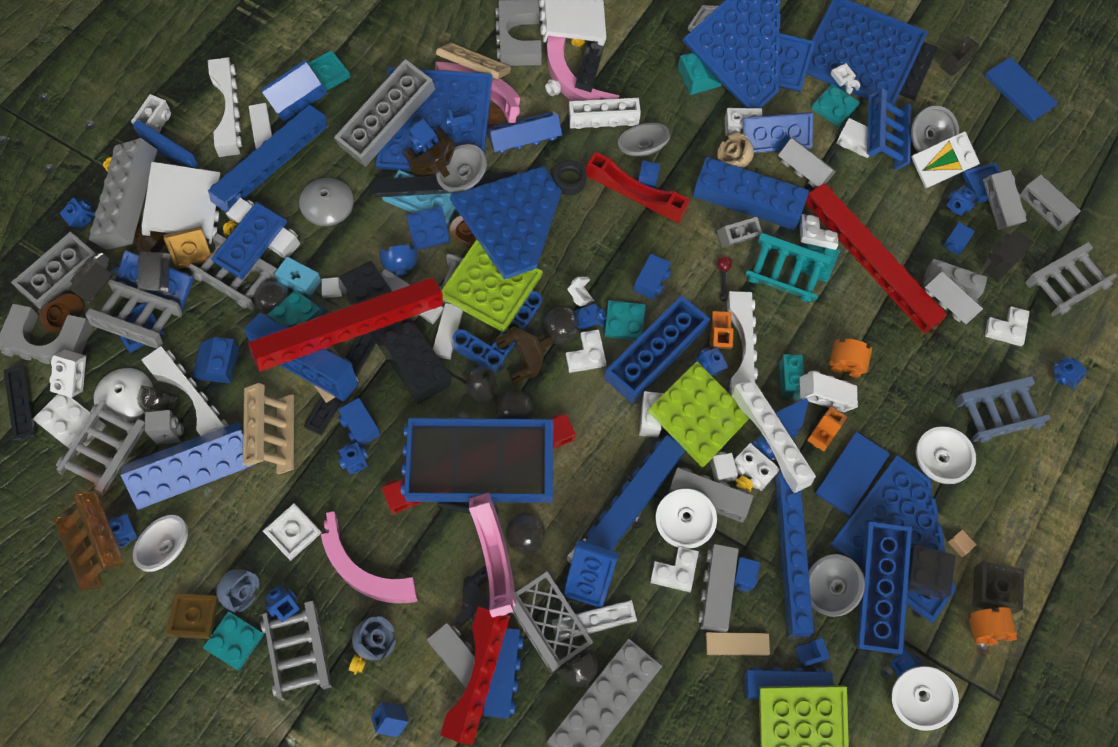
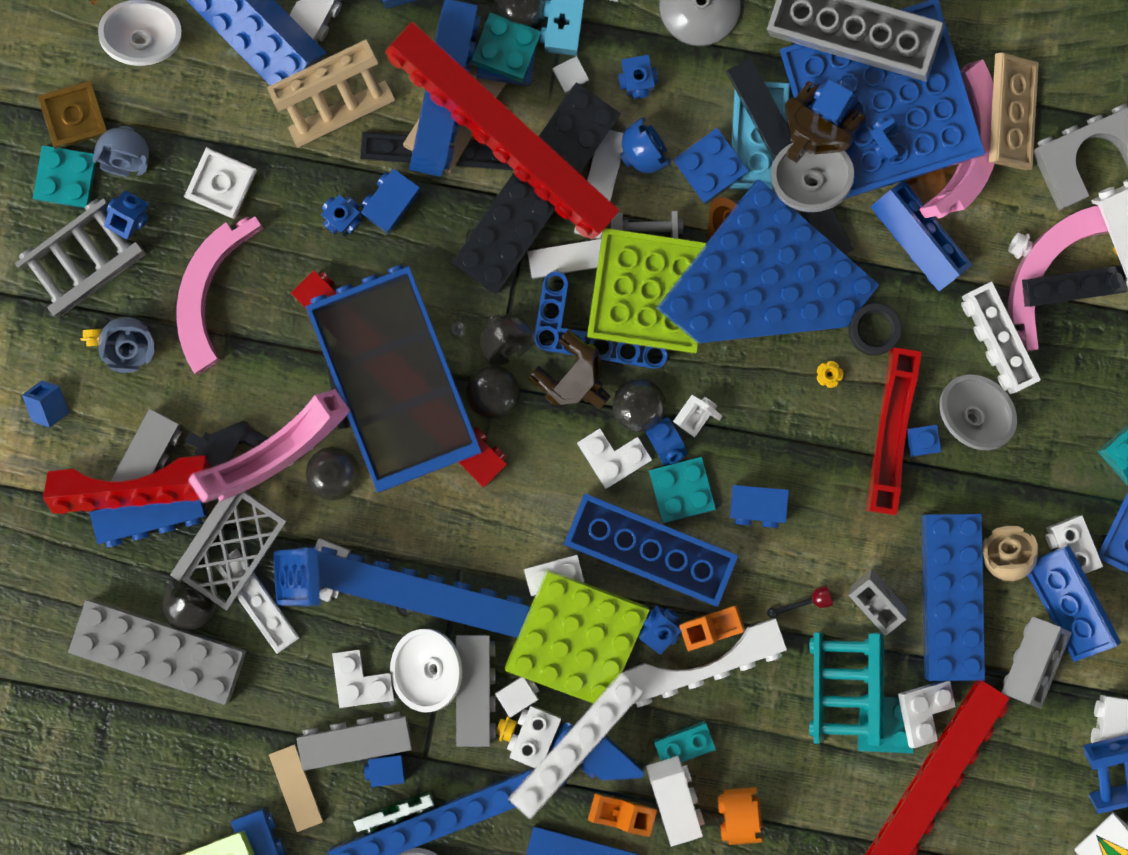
camera: 70 degrees right, 20 degrees up
(352, 246) = (641, 68): none -> blue brick
(586, 216) = (837, 374): none -> yellow plate
(777, 576) = (395, 812): none -> wing

